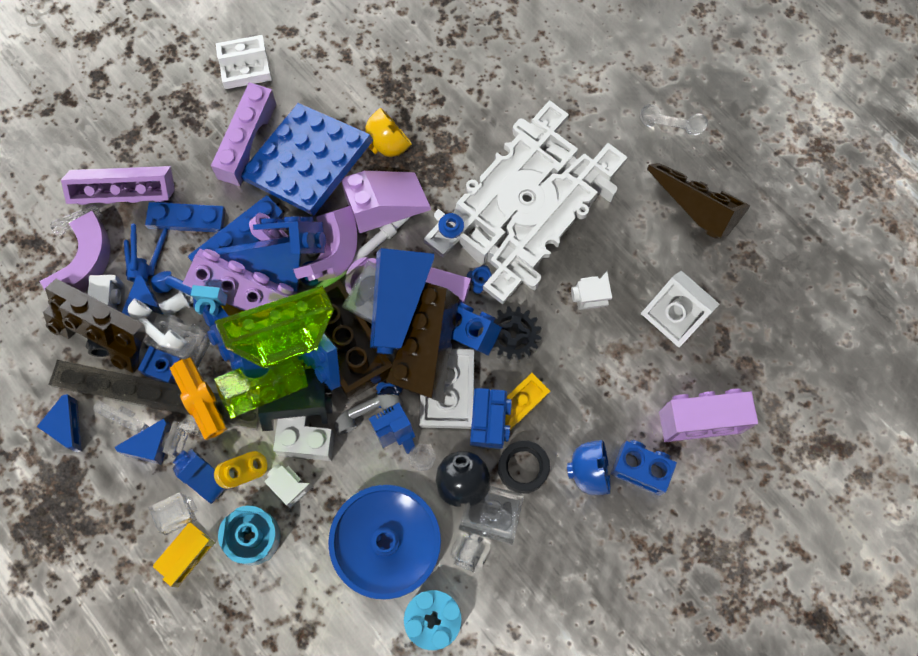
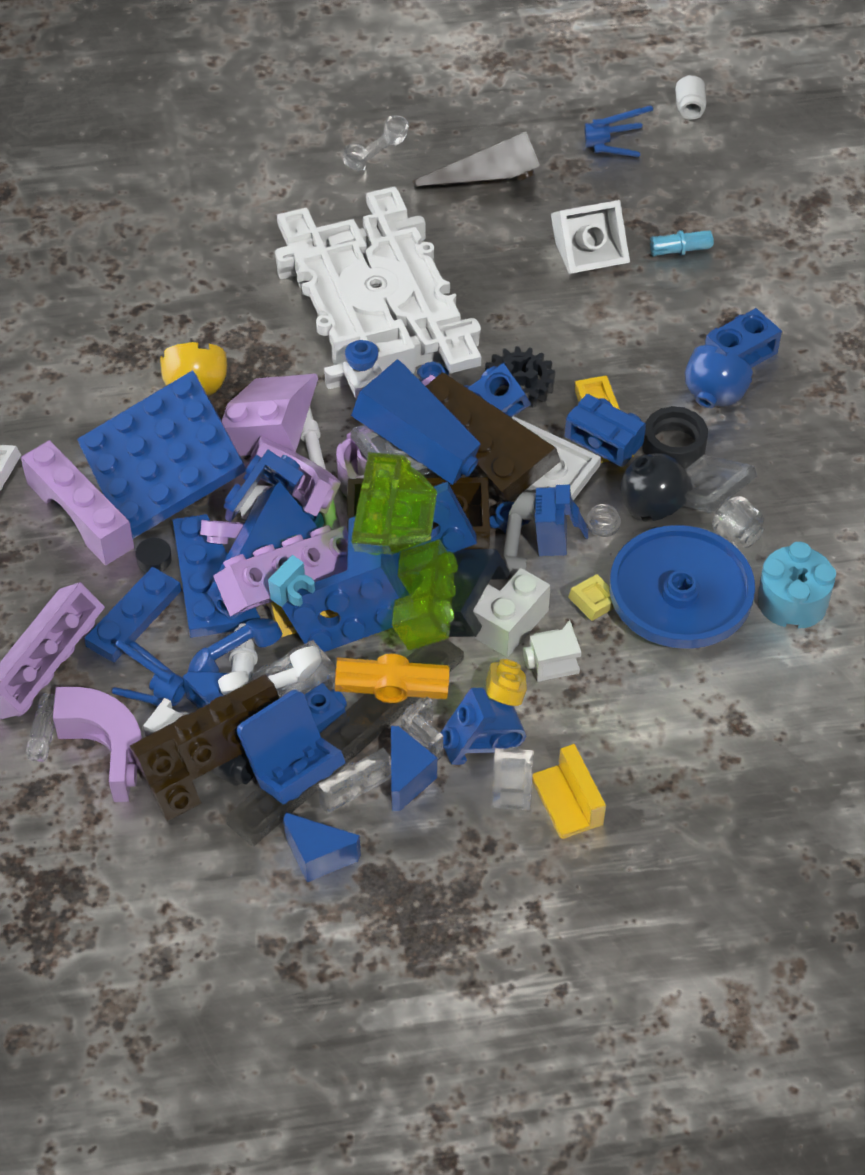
camera: 55 degrees left, 20 degrees down
(105, 371) = (287, 748): none -> blue bracket
(236, 201) = (153, 553): none -> black tile
(241, 522) = (593, 707): medium azure brick -> none
(348, 485) = (592, 597): none -> light yellow plate
(592, 292) = (519, 292): white window -> none
(708, 415) = (723, 263): lavender brick -> none
(718, 371) = (681, 242): none -> medium azure axle
(790, 258) = (599, 132): none -> blue plant
(877, 302) = (690, 97): none -> white brick

